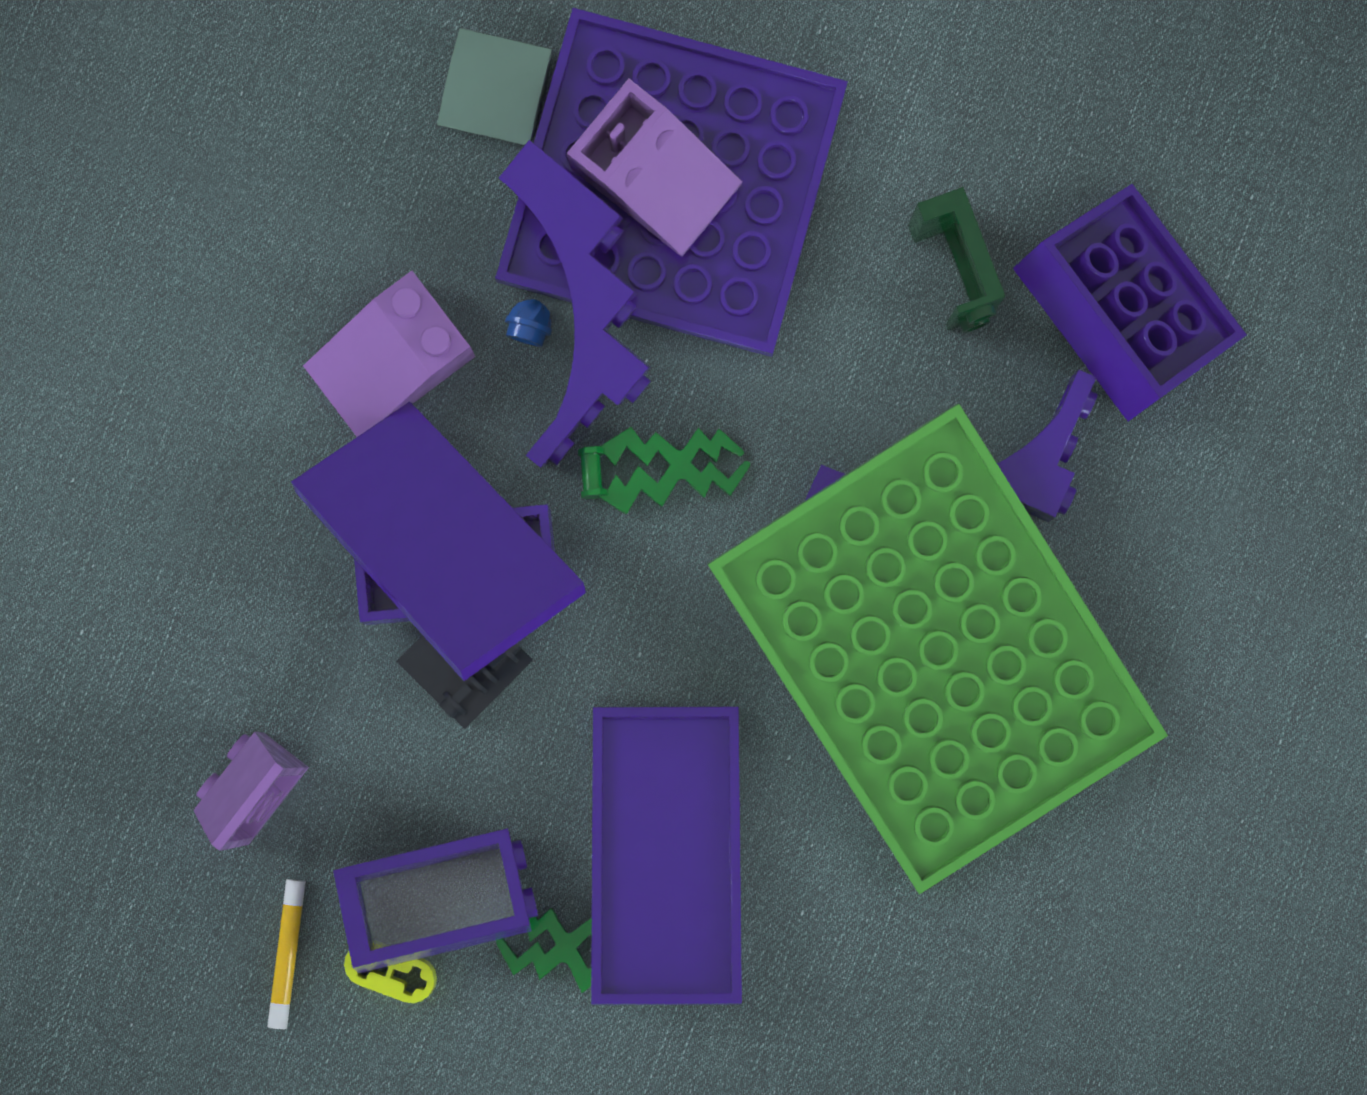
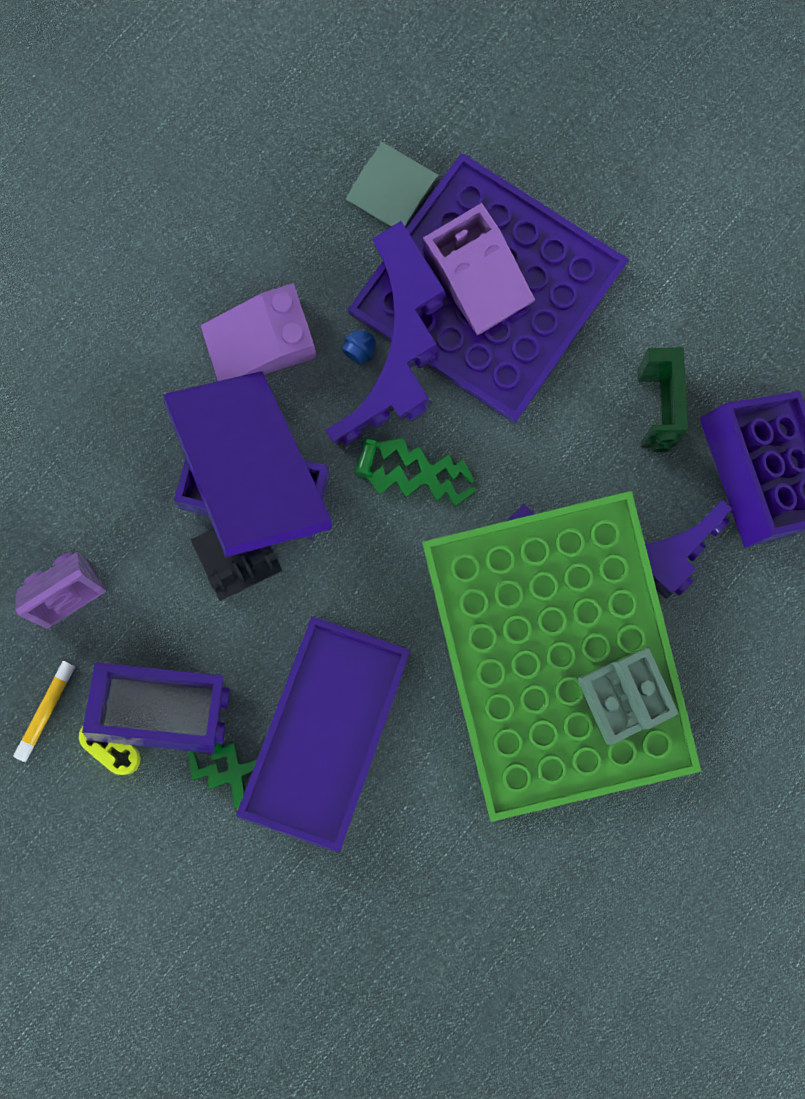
camera: 20 degrees right, 5 degrees down
(1042, 673) = (627, 696): none -> sand green slope

